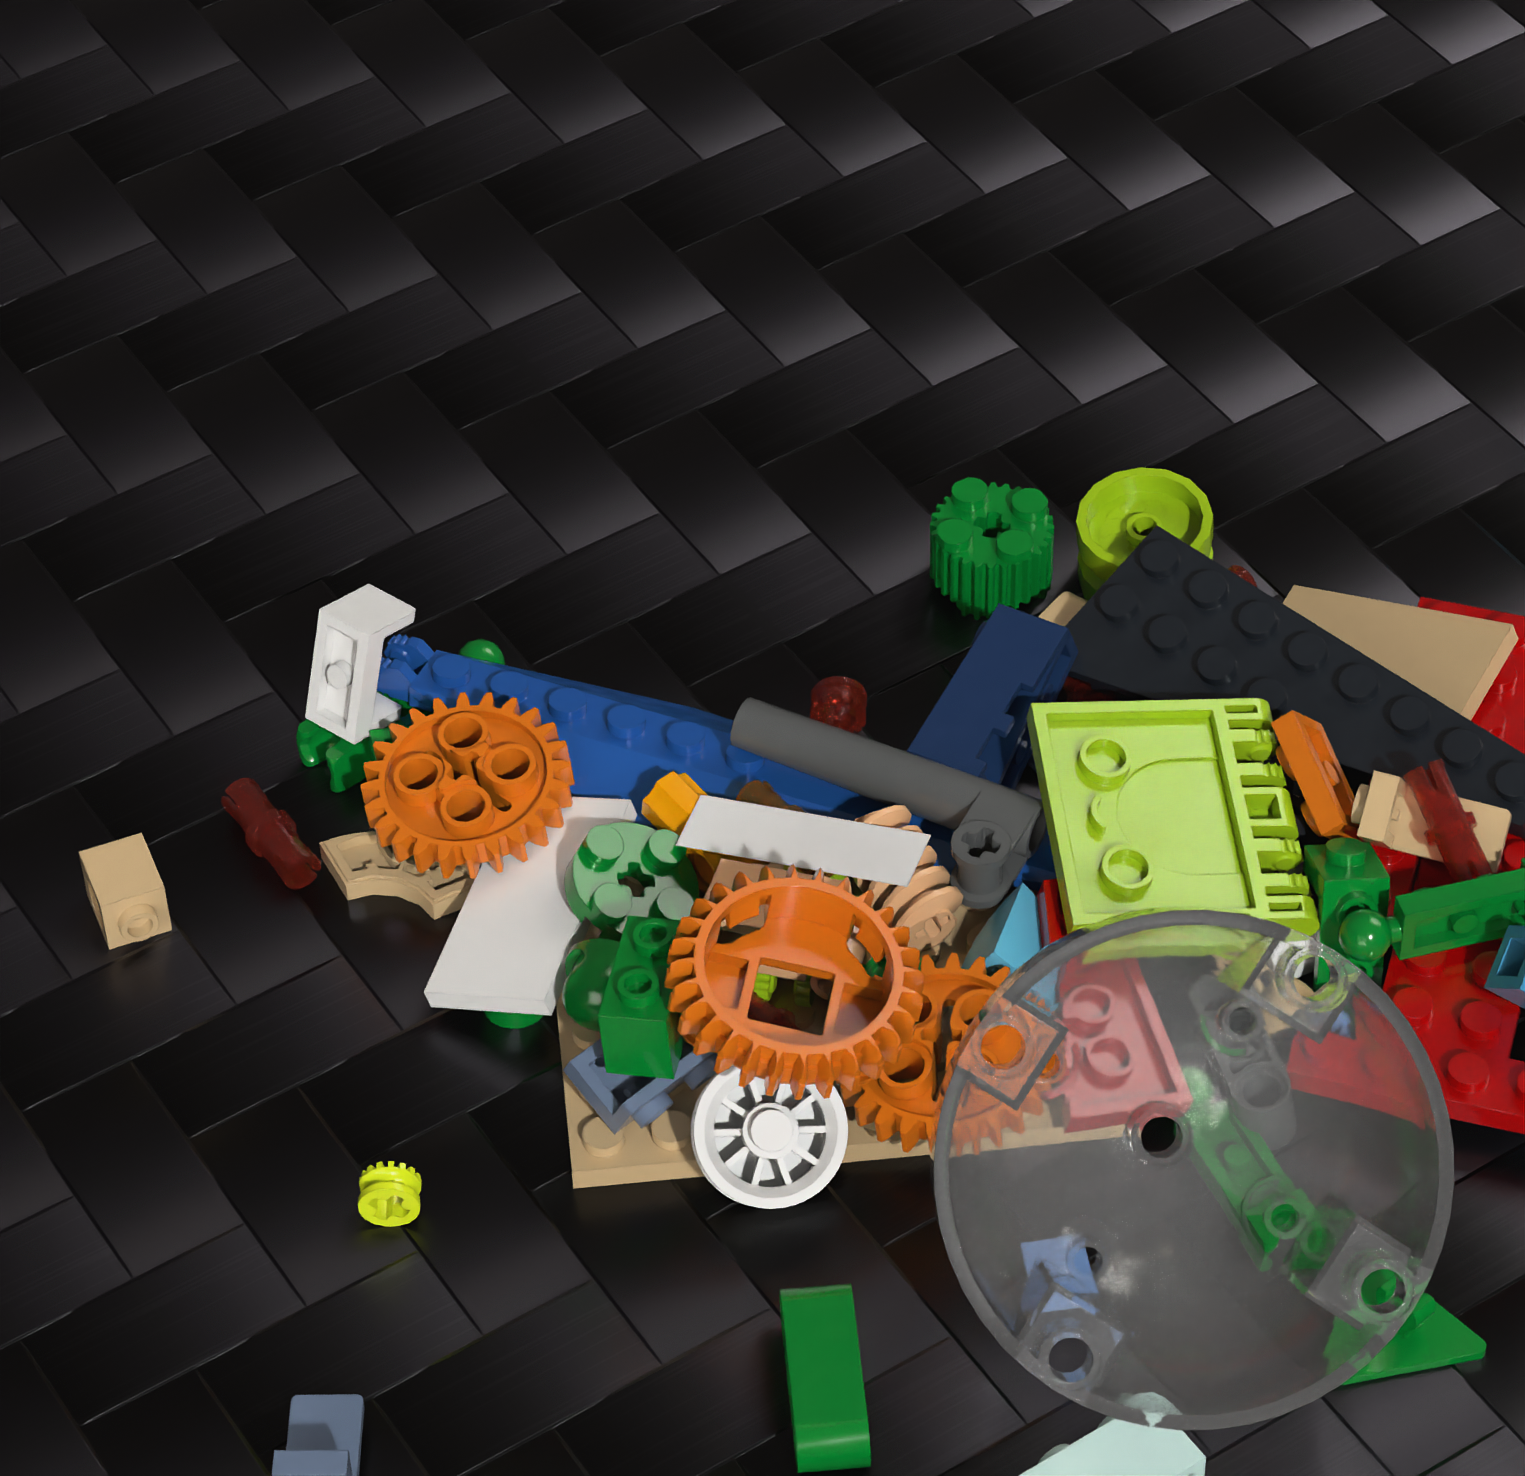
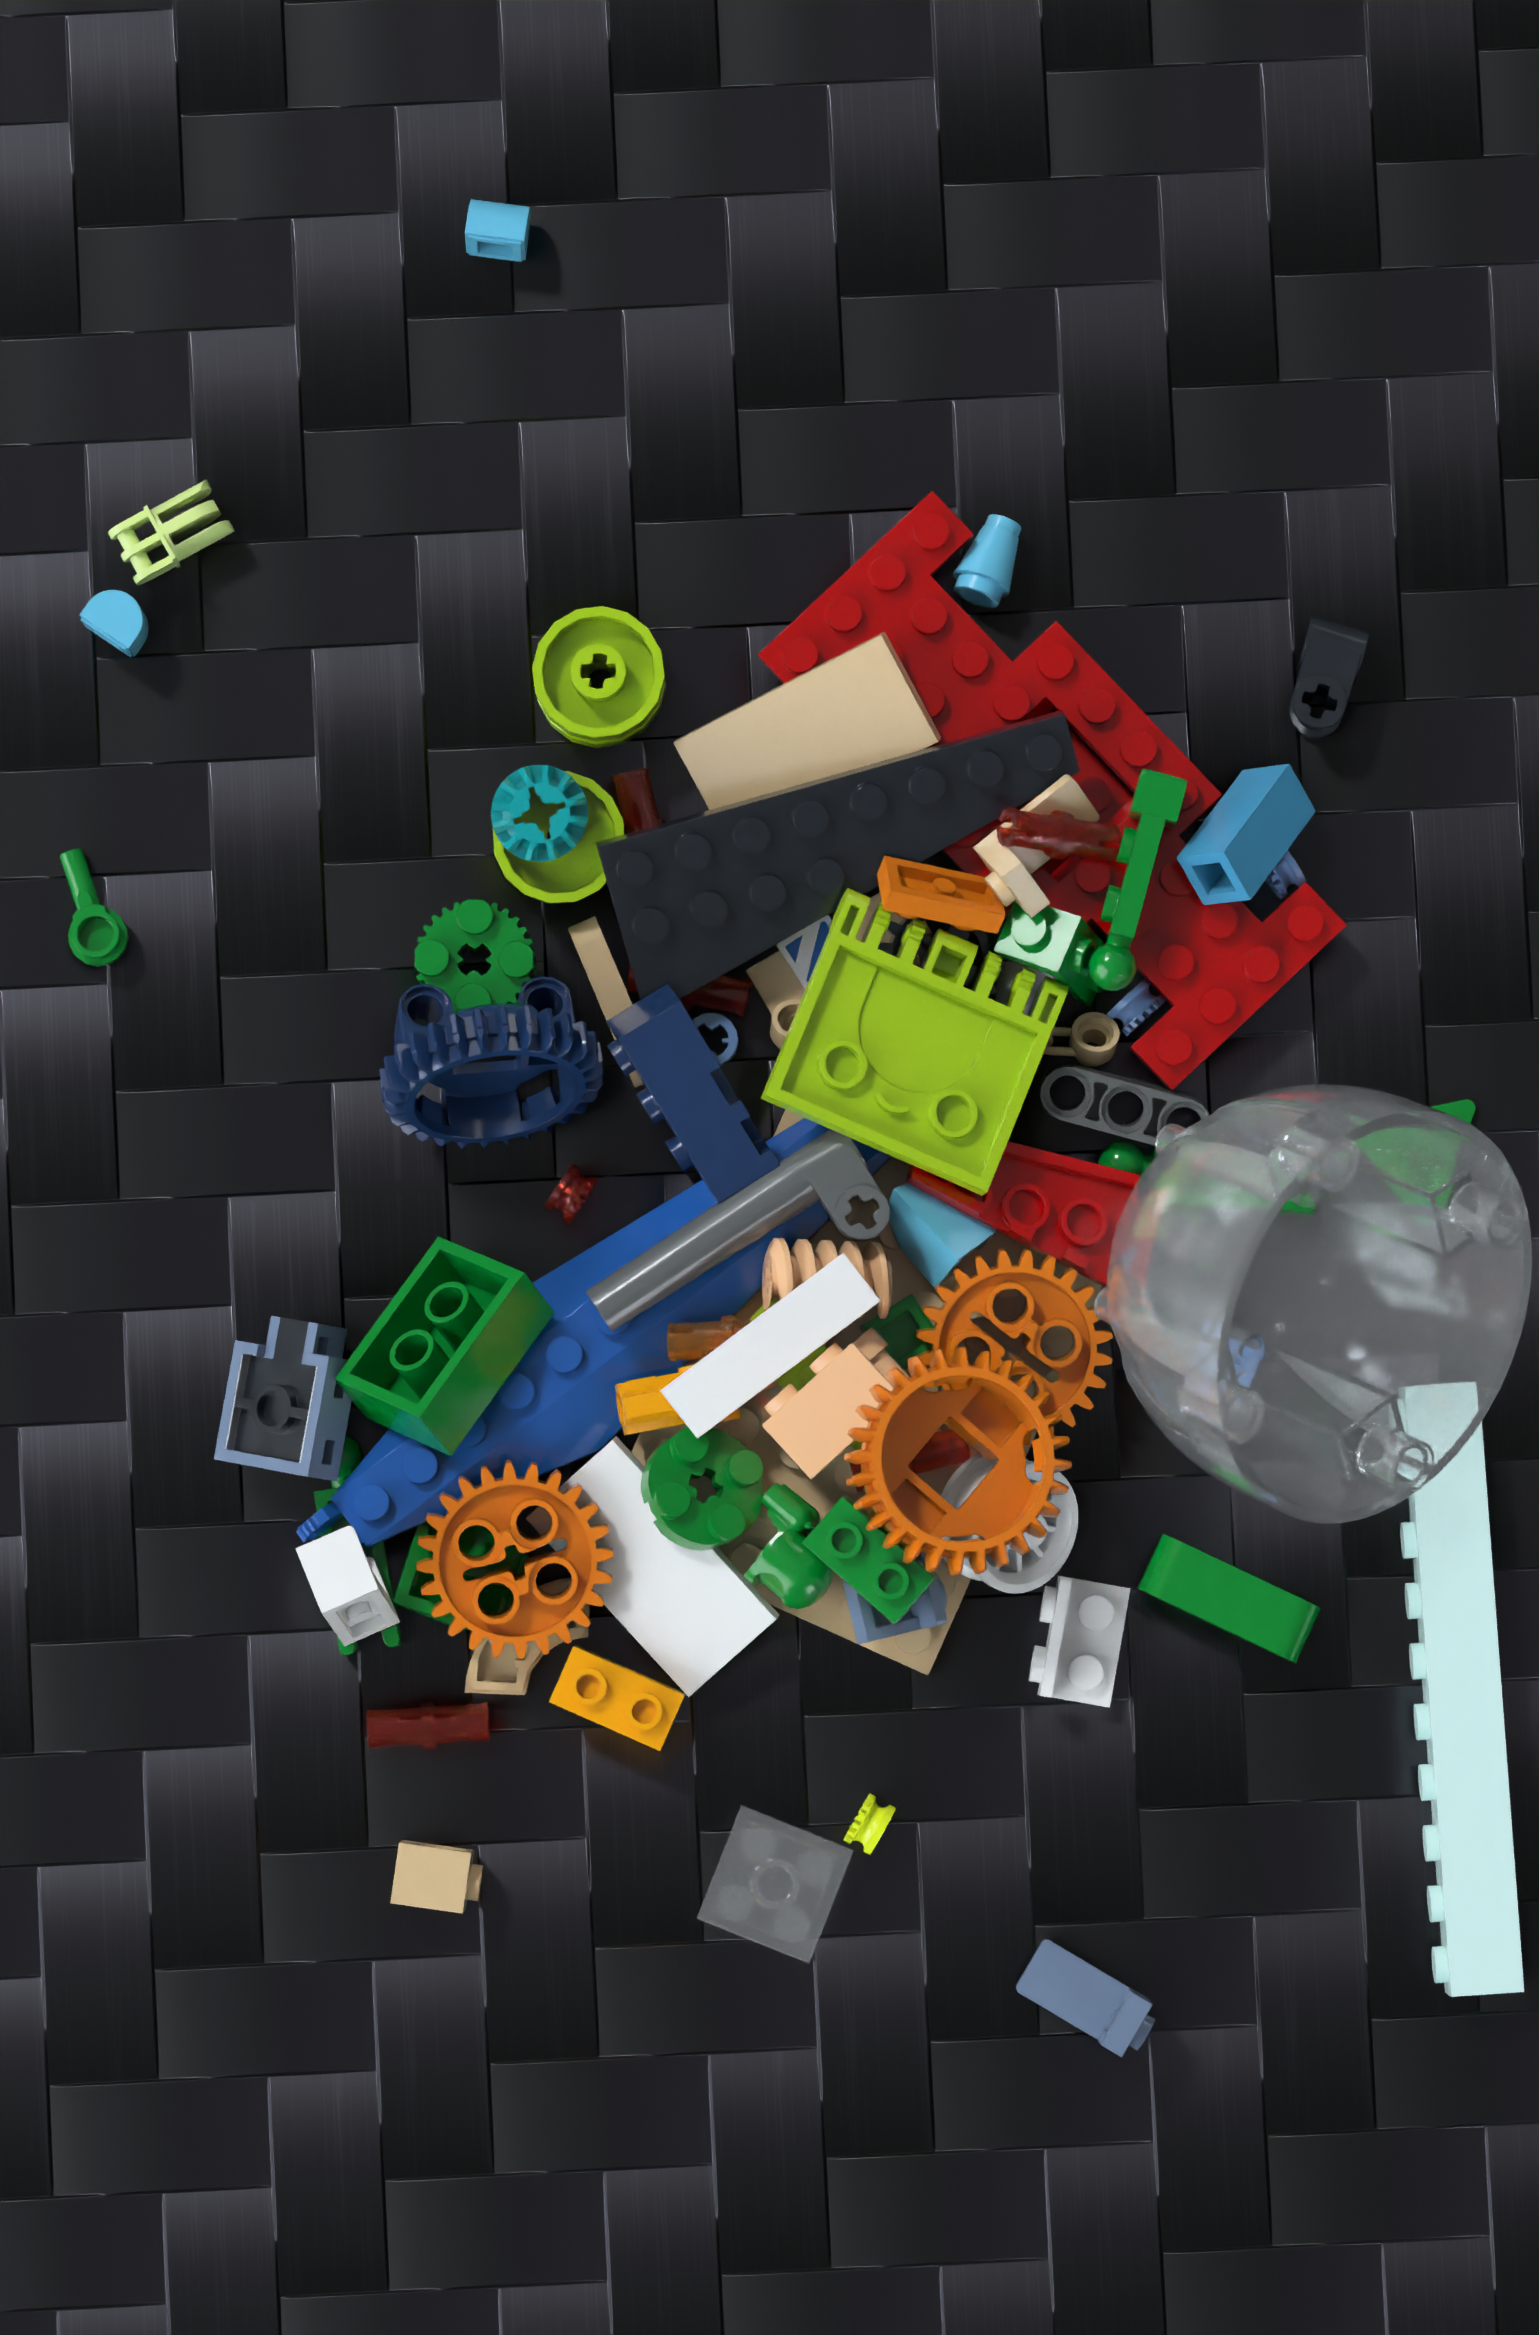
camera: 60 degrees left, 40 degrees up
(281, 1159) = (775, 1884): none -> clear plate
(387, 941) = (617, 1697): none -> light orange brick
(508, 590) = (284, 1402): none -> piece
(631, 648) = (444, 1345): none -> green brick
(691, 1276) = (1081, 1641): none -> white bracket
(823, 327) = (96, 933): none -> green plate
(890, 501) = (483, 1097): none -> dark blue piece
(1088, 230) = (117, 620): none -> medium azure brick
(1156, 503) = (565, 826): none -> teal gear
(1186, 230) = (171, 532): none -> yellowish green arm
(1306, 515) = (591, 642): none -> lime wheel

